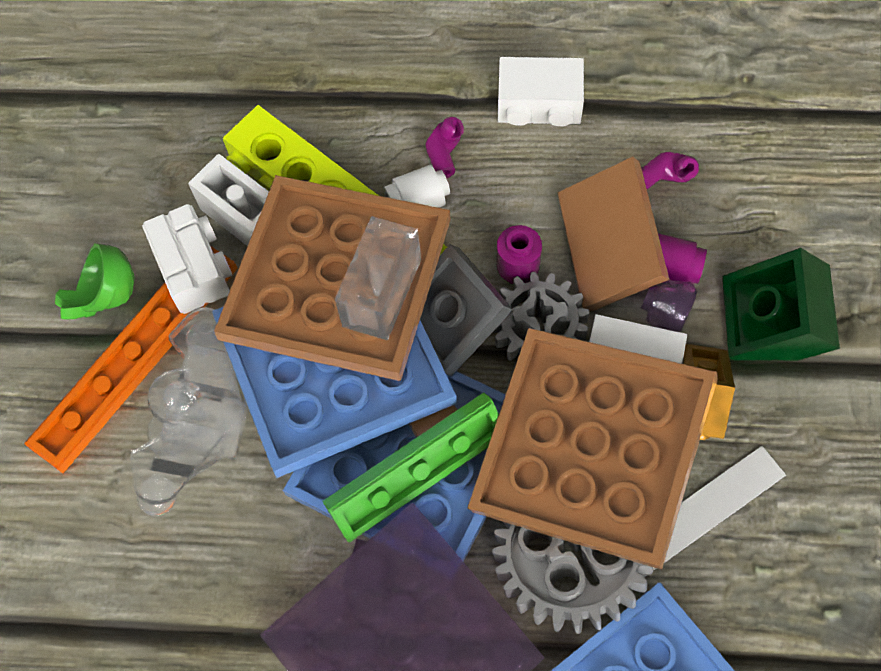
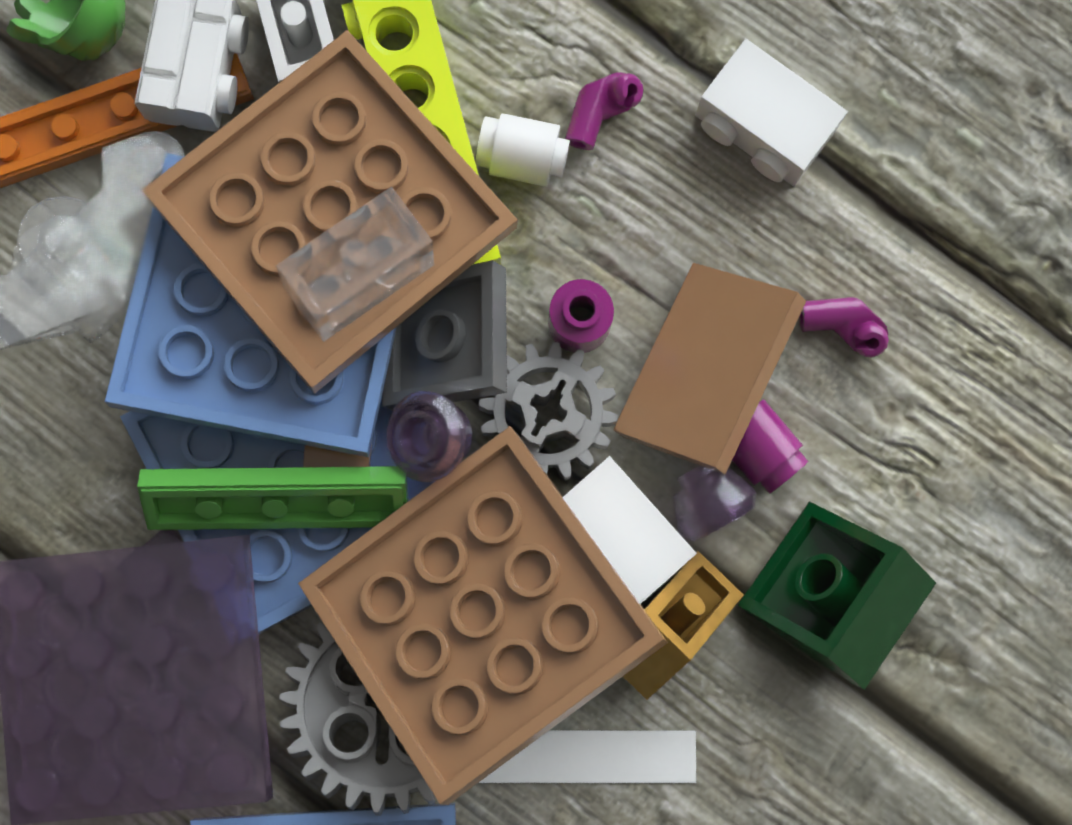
camera: 25 degrees right, 15 degrees up
(473, 365) = (428, 436): none -> clear purple cone

